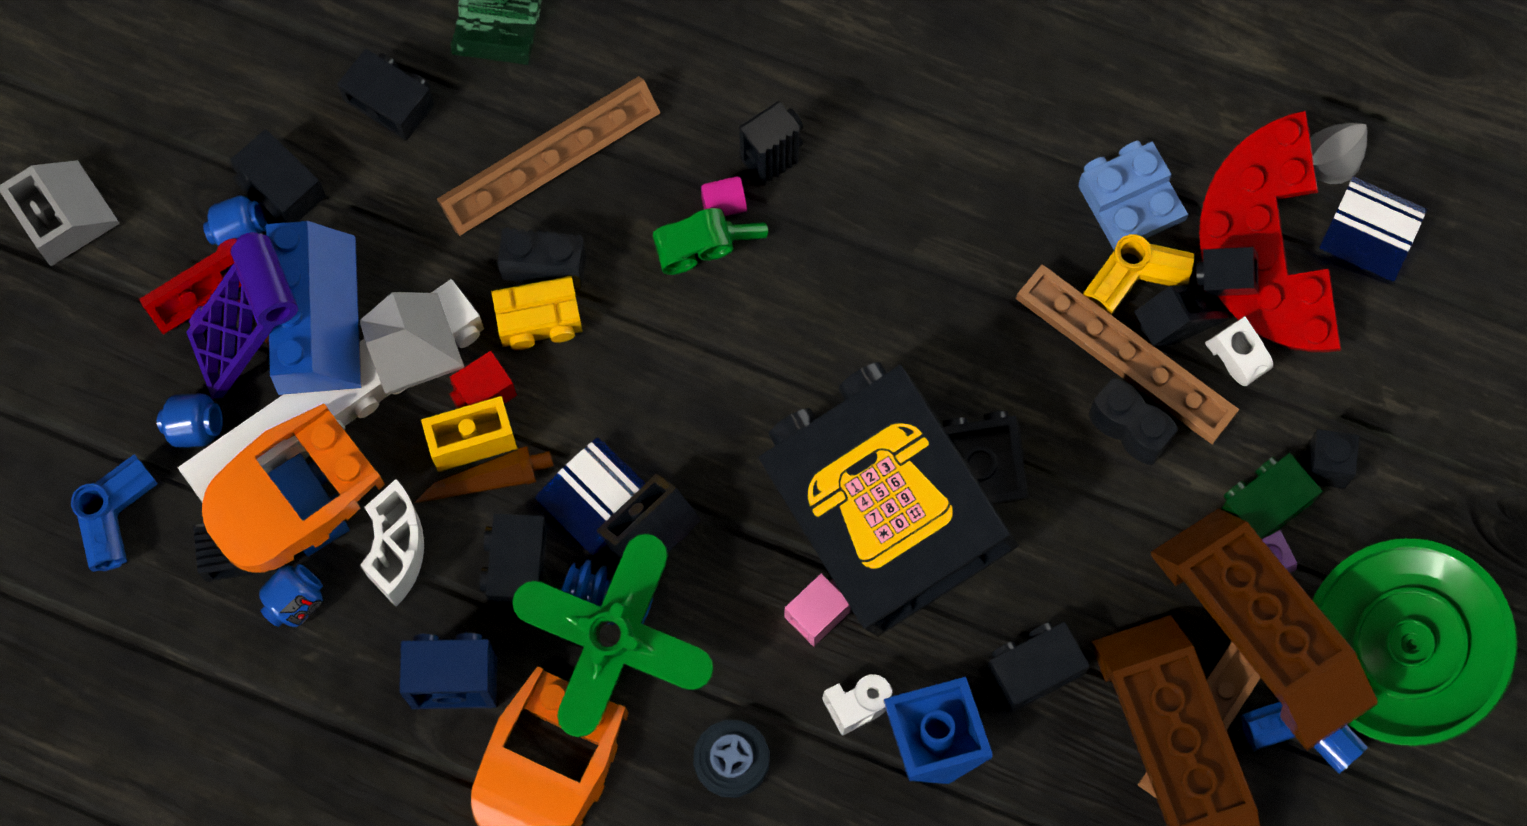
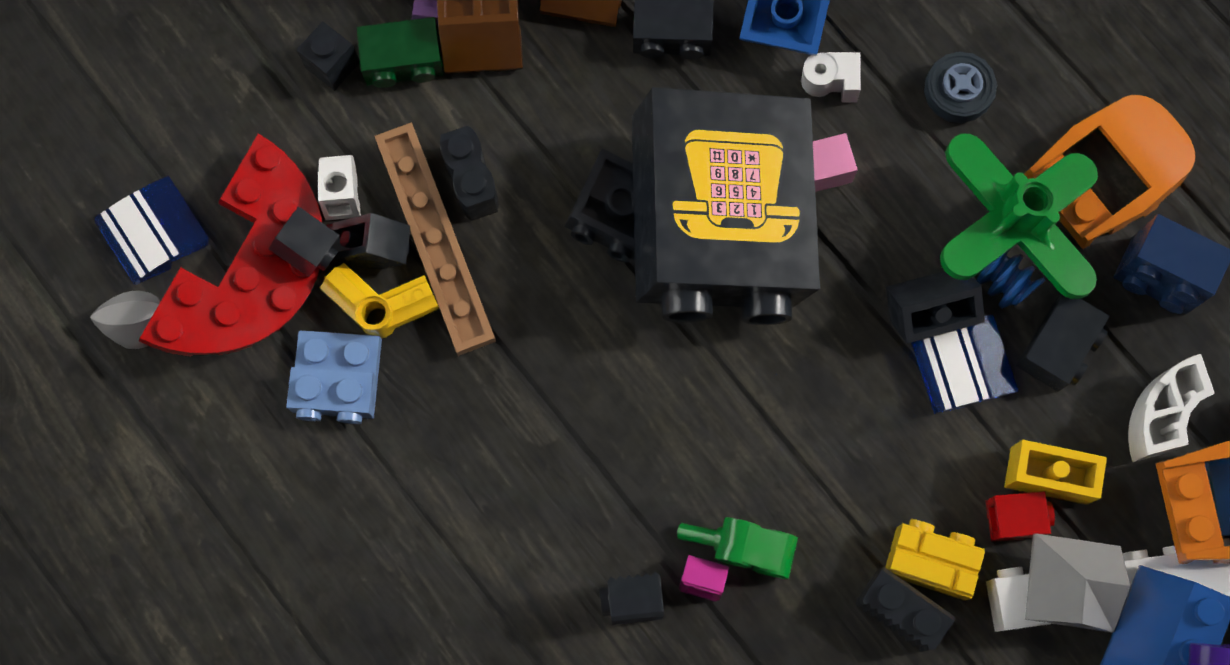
camera: 150 degrees left, 5 degrees up
(502, 472) = (1023, 425): reddish brown bar -> none

